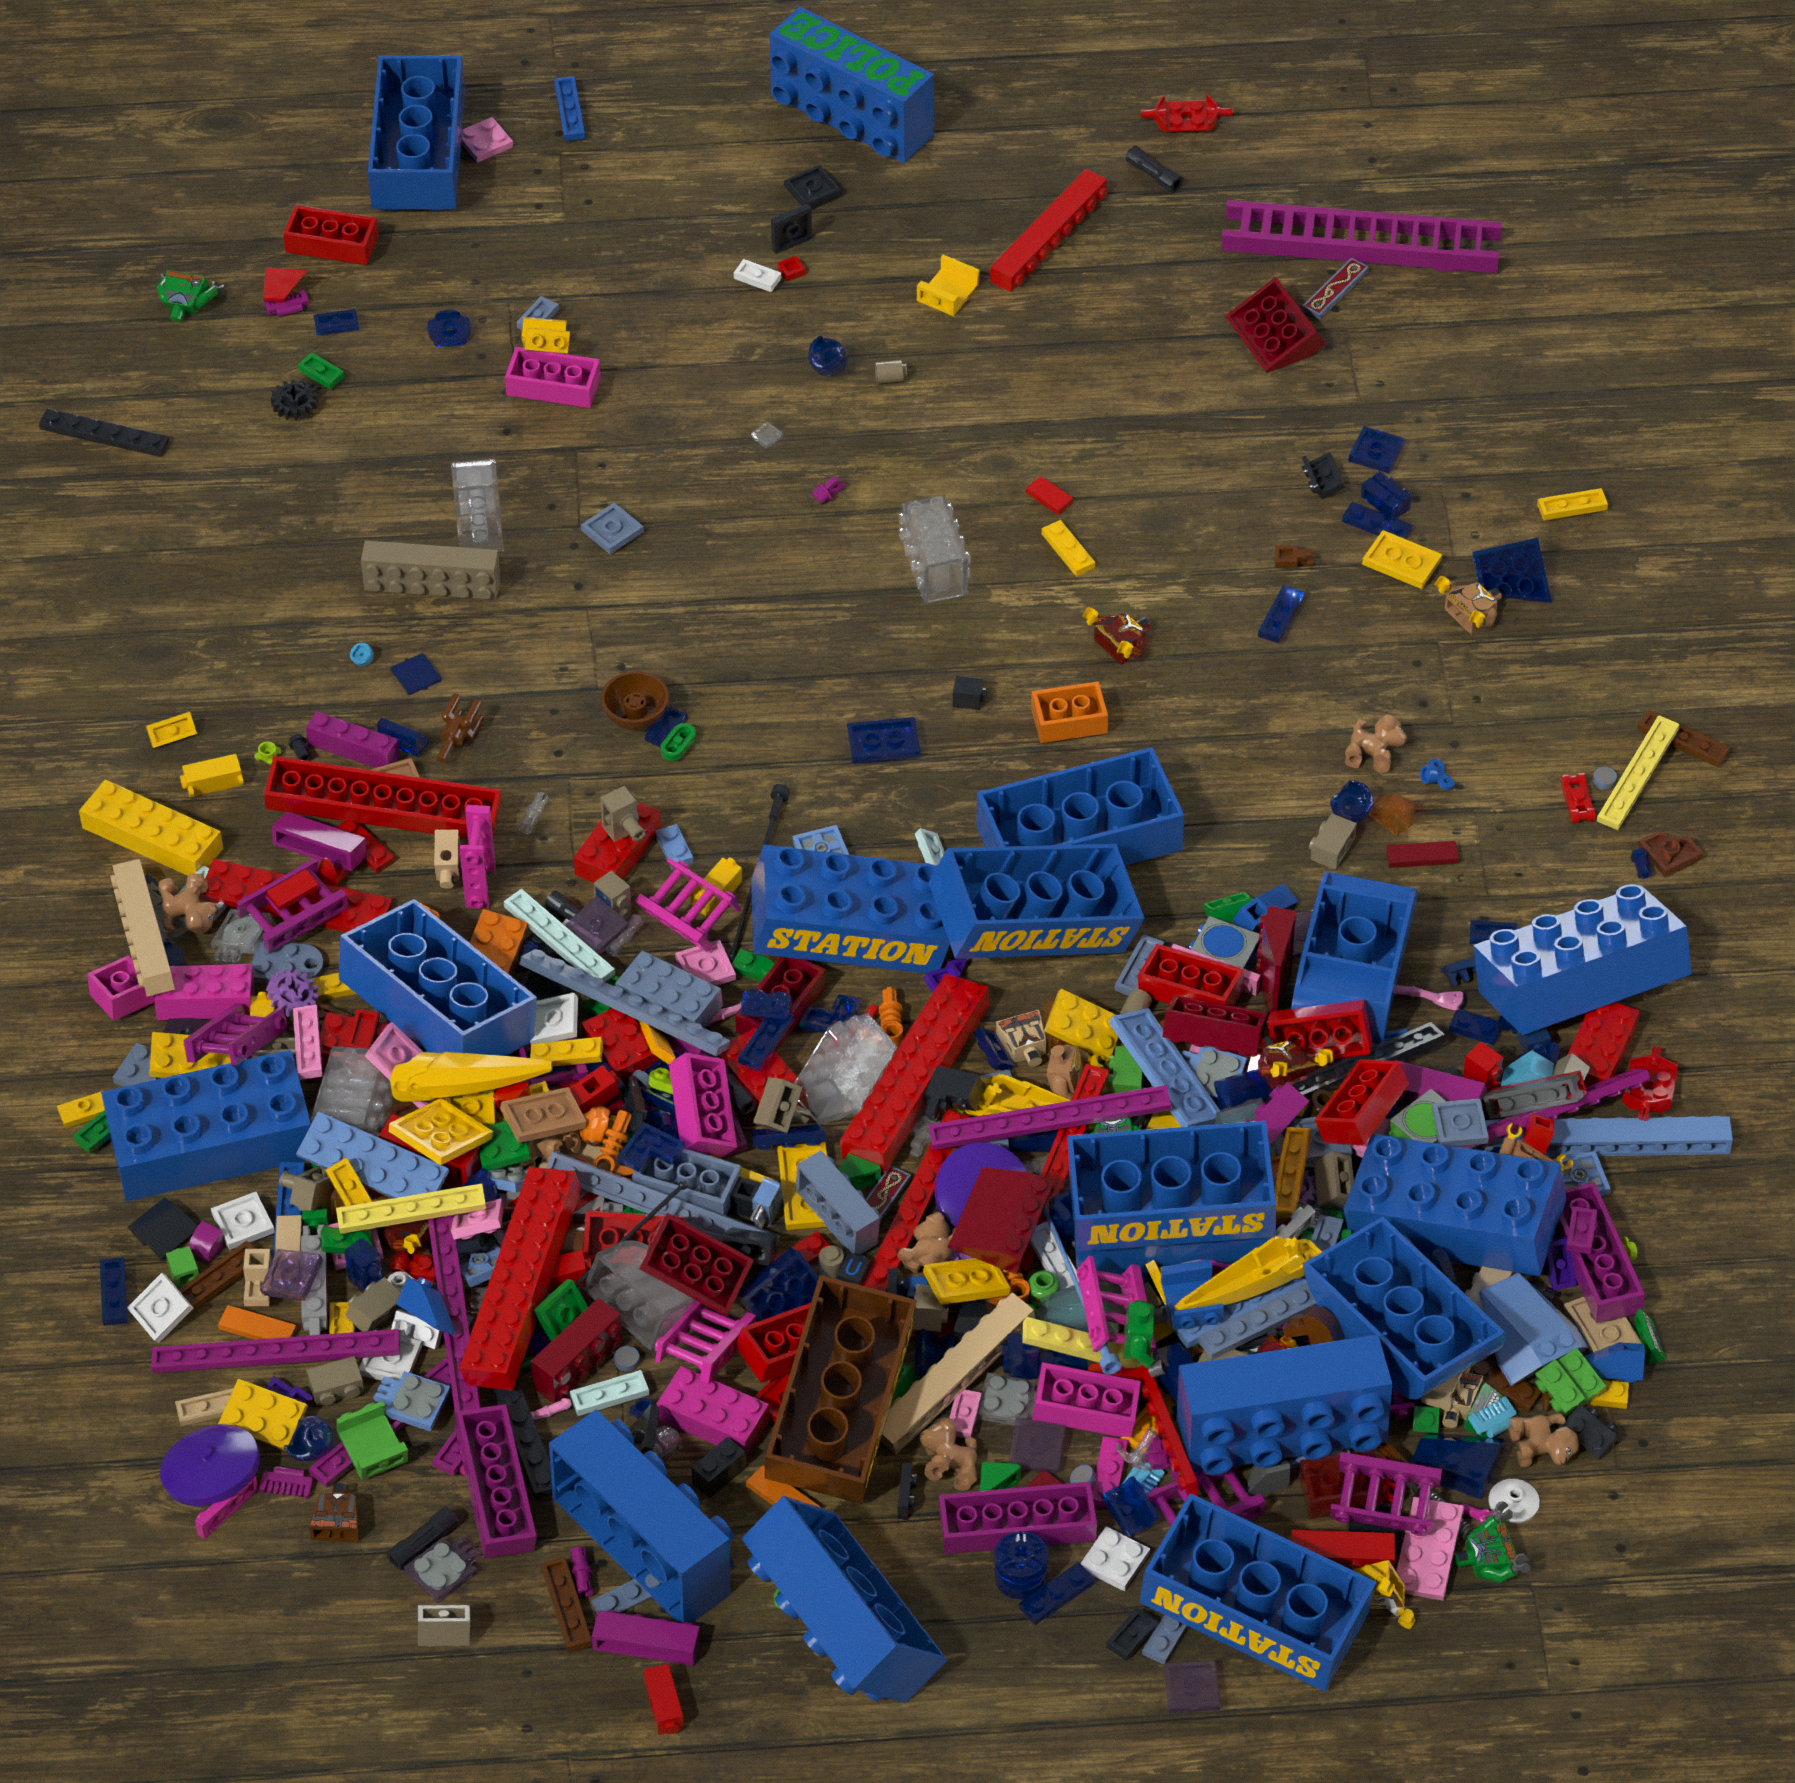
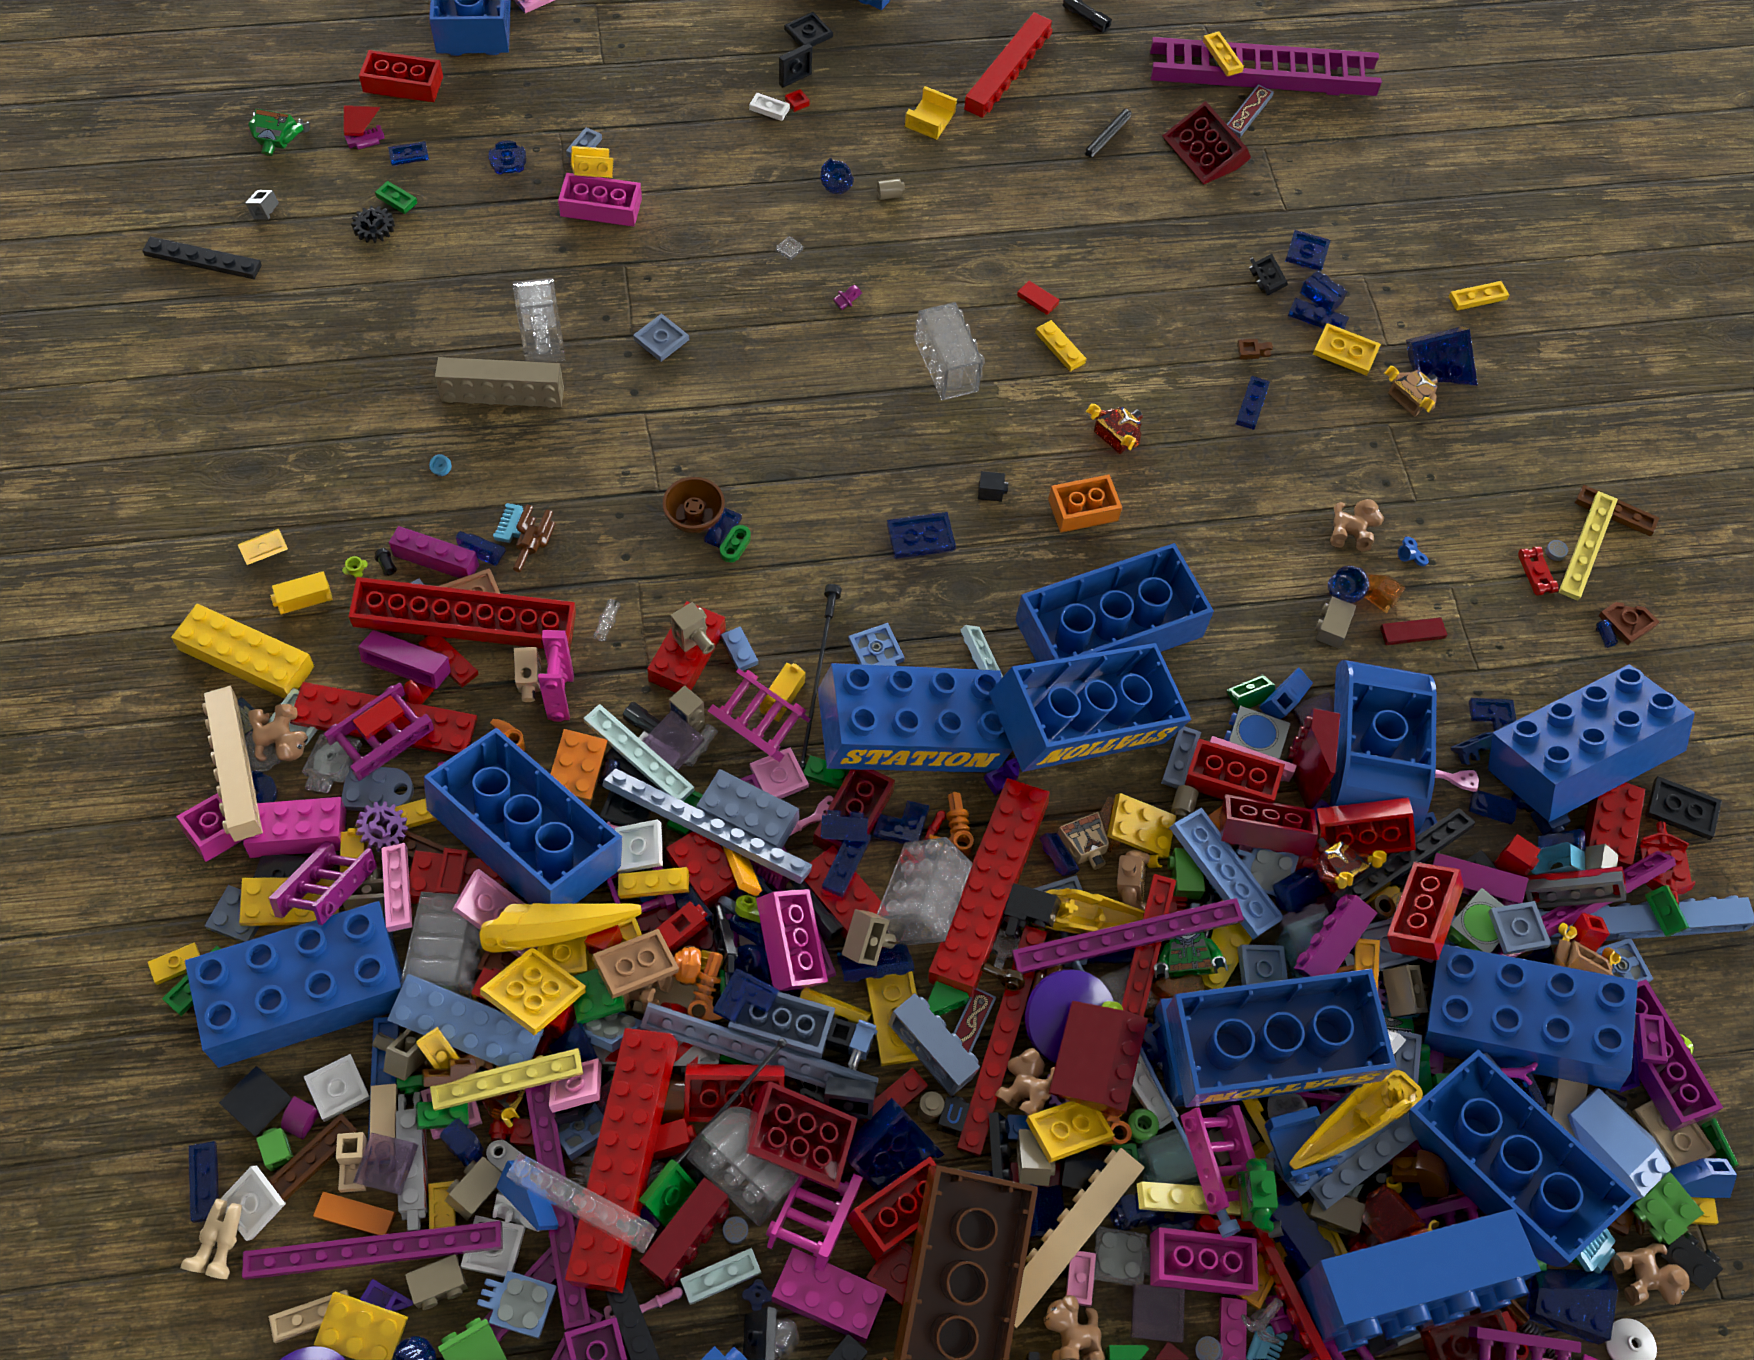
camera: 10 degrees left, 10 degrees up
(126, 1327) = (216, 1231): none -> tan piece
(171, 375) = (262, 204): none -> dark grey brick
(360, 1196) = (456, 1070): none -> reddish brown slope
(415, 674) = (491, 482): clear blue piece -> none
(433, 718) = (509, 529): none -> medium azure piece
(478, 1300) = (581, 1203): none -> clear brick
(924, 1151) = (1011, 979): none -> dark brown plate
(1159, 311) = (1108, 132): none -> black axle
(1307, 221) = (1223, 53): none -> yellow plate
(1435, 1249) = (1520, 1072): none -> dark pink bar
(1631, 1121) = (1666, 911): none -> green plate
(1686, 1035) = (1683, 808): none -> black plate

